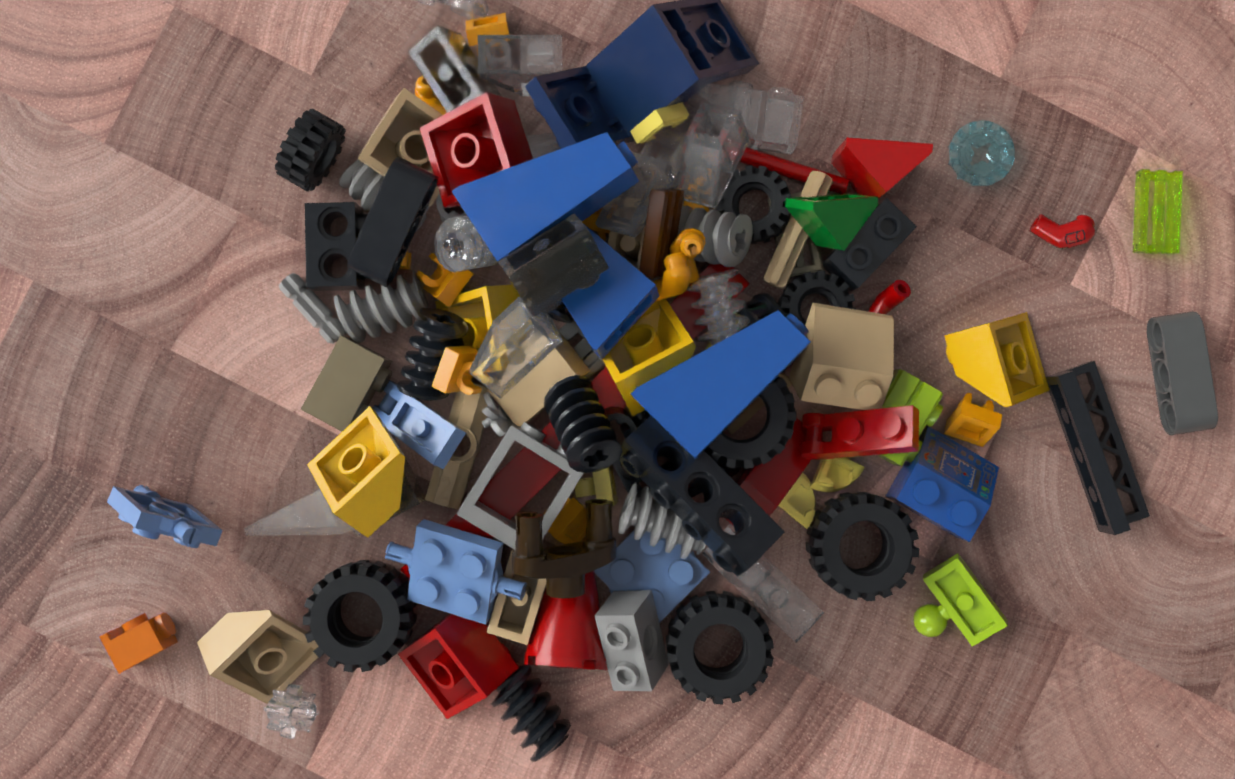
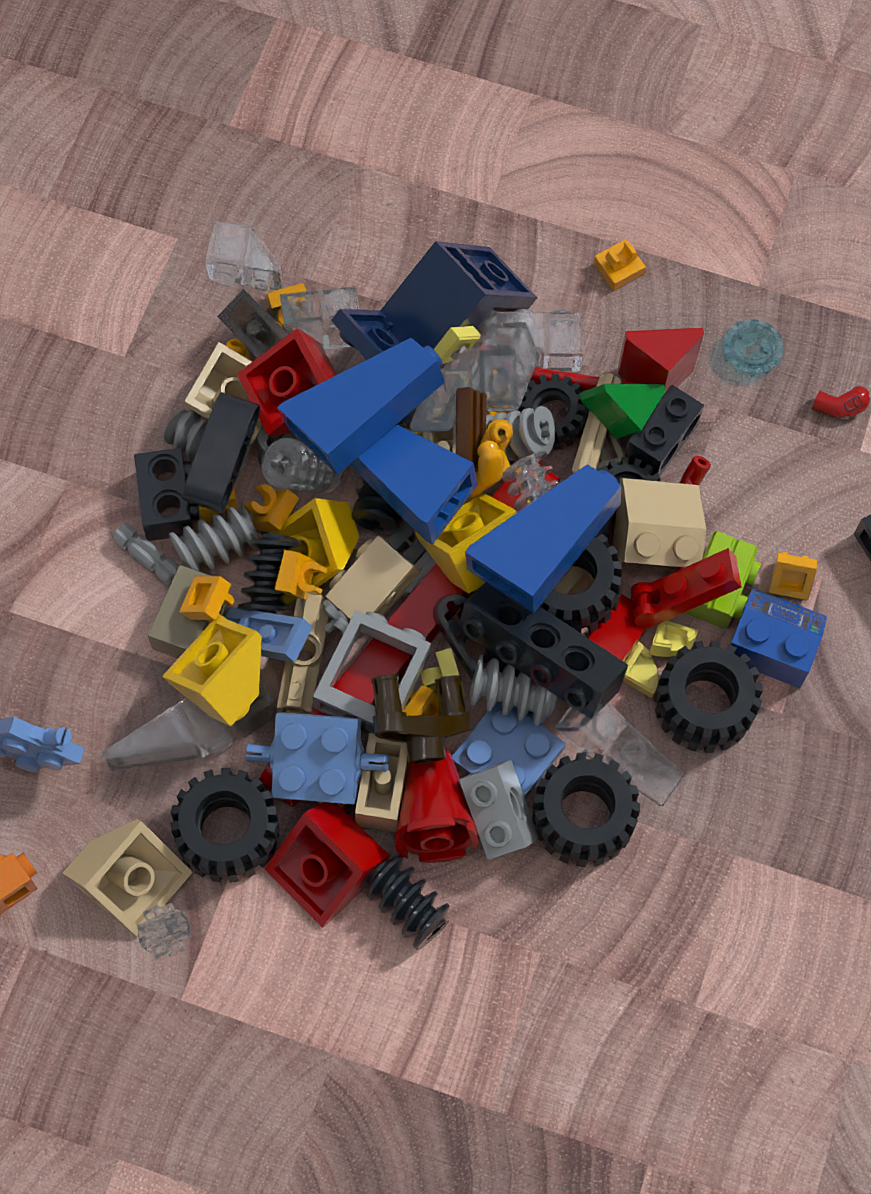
camera: 10 degrees left, 20 degrees down
(310, 150) = (134, 410): black tyre -> none
(361, 384) = (206, 598): none -> light orange tile
(513, 347) = (349, 541): clear slope -> none
(554, 265) = (379, 452): clear smoke brick -> none
(581, 425) = (422, 603): black piece -> none
(854, 34) = (619, 264): none -> light orange tile
(961, 600) = (816, 740): lime plate -> none
(999, 359) = (803, 511): yellow slope -> none

